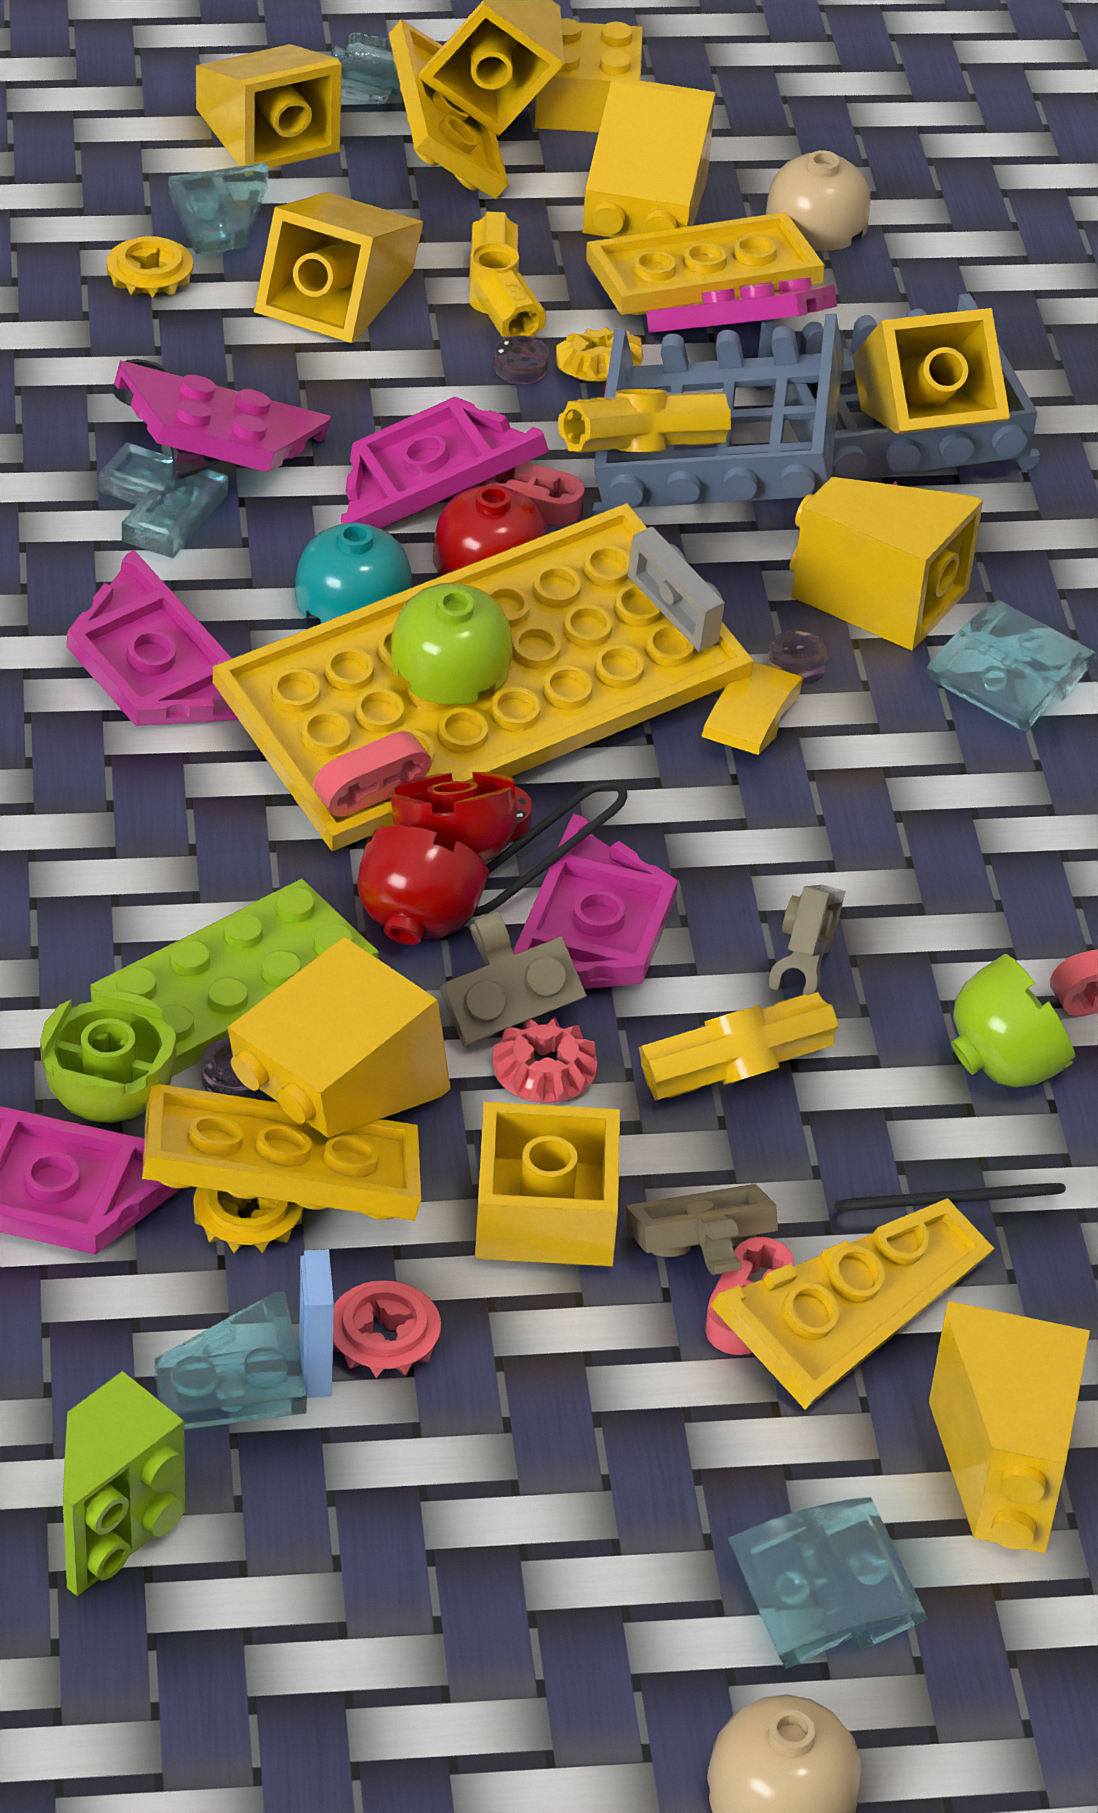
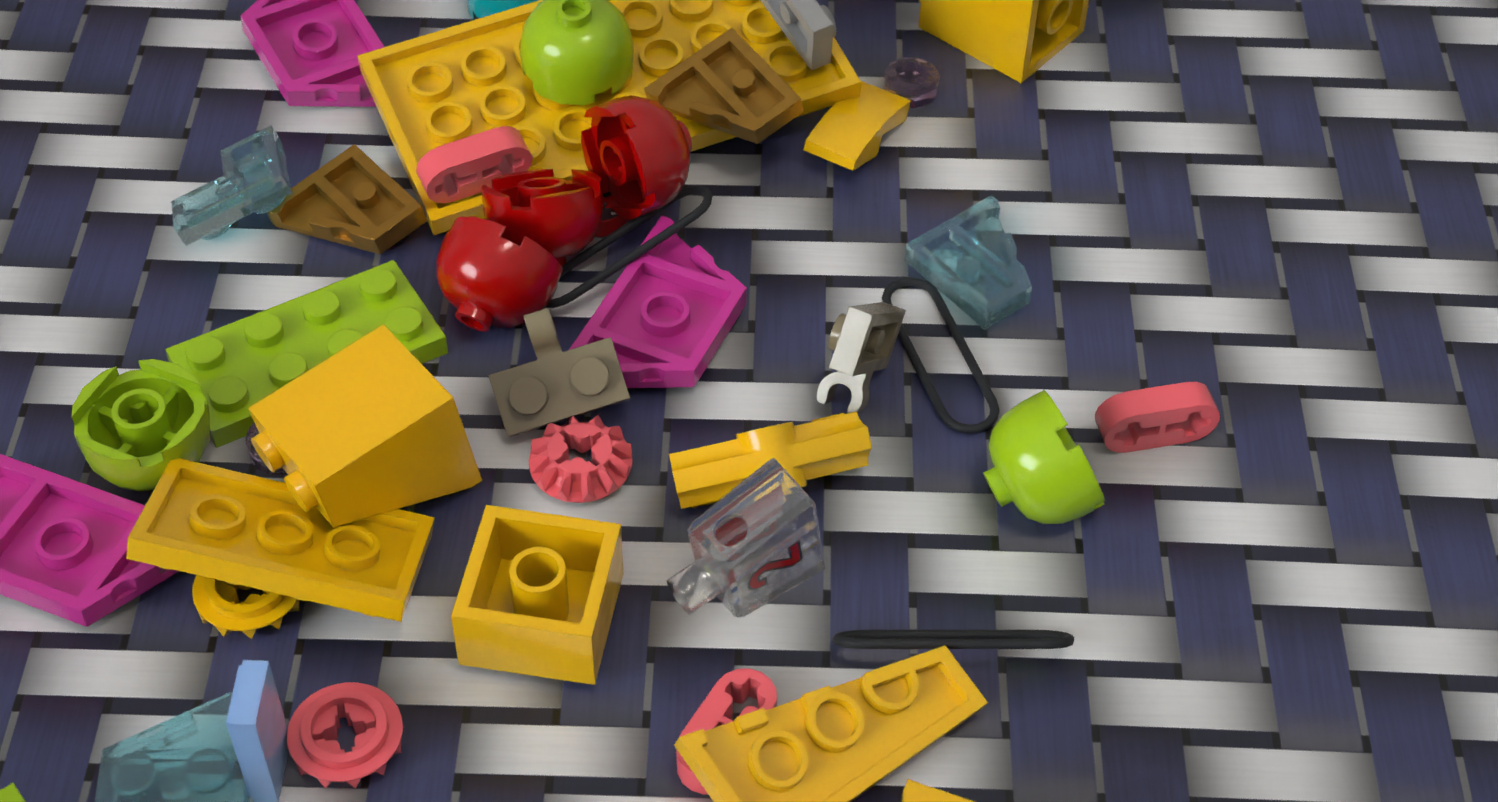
camera: 10 degrees right, 5 degrees up
(129, 810) = (252, 182): none -> clear light blue plate
(238, 825) = (350, 205): none -> pearl gold wing
(545, 748) = (637, 153): none -> red cylinder
(620, 678) = (728, 90): none -> pearl gold wing
(707, 1218) = (693, 646): dark tan plate -> none
(745, 1121) = (751, 545): none -> clear torso
(901, 841) = (973, 263): none -> clear light blue wing
(904, 926) = (963, 347): none -> black piece
(1010, 664) = (1109, 101): clear light blue slope -> none

